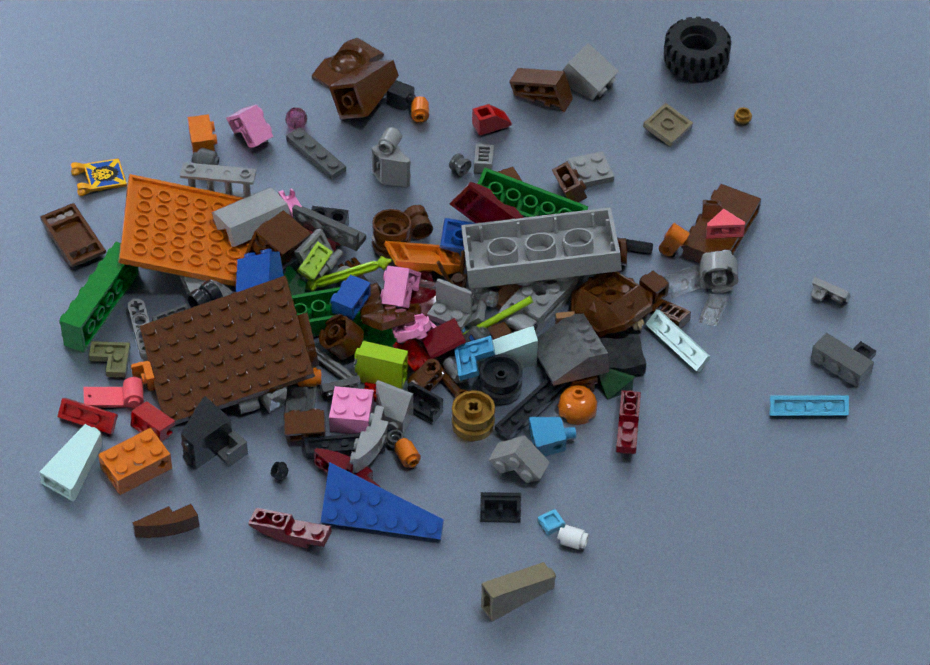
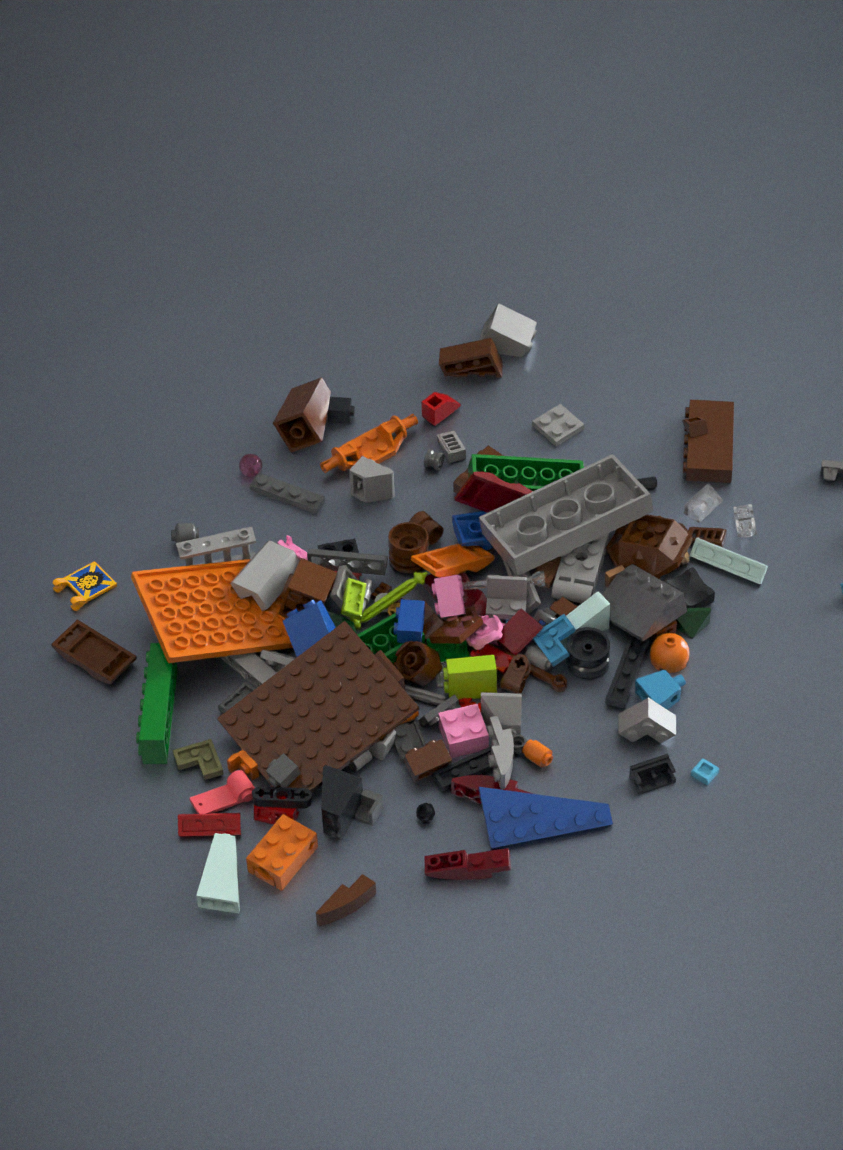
camera: 20 degrees left, 0 degrees up
(136, 327) = (209, 723): light grey beam -> none
(168, 391) = (282, 771): none -> dark grey brick
(170, 418) = (266, 801): none -> black beam
(201, 132) = (167, 510): orange brick -> none
(207, 292) = (266, 666): black wheel -> none
(251, 125) = (213, 484): bright pink brick -> none
(347, 59) = (268, 396): reddish brown slope -> none
(389, 140) = (366, 457): light grey brick -> none
(415, 135) = (374, 444): none -> orange plate
(420, 109) = (365, 418): orange brick -> none
(425, 403) = (533, 699): black hinge -> none
(458, 279) = (493, 569): reddish brown plant -> none
(473, 415) = (581, 696): pearl gold wheel -> none
(505, 313) = (560, 589): lime bar -> none
(515, 589) = (710, 847): dark tan slope -> none
(569, 182) = (549, 444): reddish brown brick -> none
(573, 537) = (734, 778): white brick -> none
(628, 422) = (725, 653): dark red slope -> none
(656, 284) = (680, 513): reddish brown brick -> none
(667, 124) = (606, 359): dark tan plate -> none
(673, 240) = (675, 466): orange piece -> none
(692, 63) = (597, 293): black tyre -> none
(718, 271) = (733, 483): light grey brick -> none
(725, 226) = (719, 437): coral slope -> none
(743, 115) = (670, 328): pearl gold plate -> none

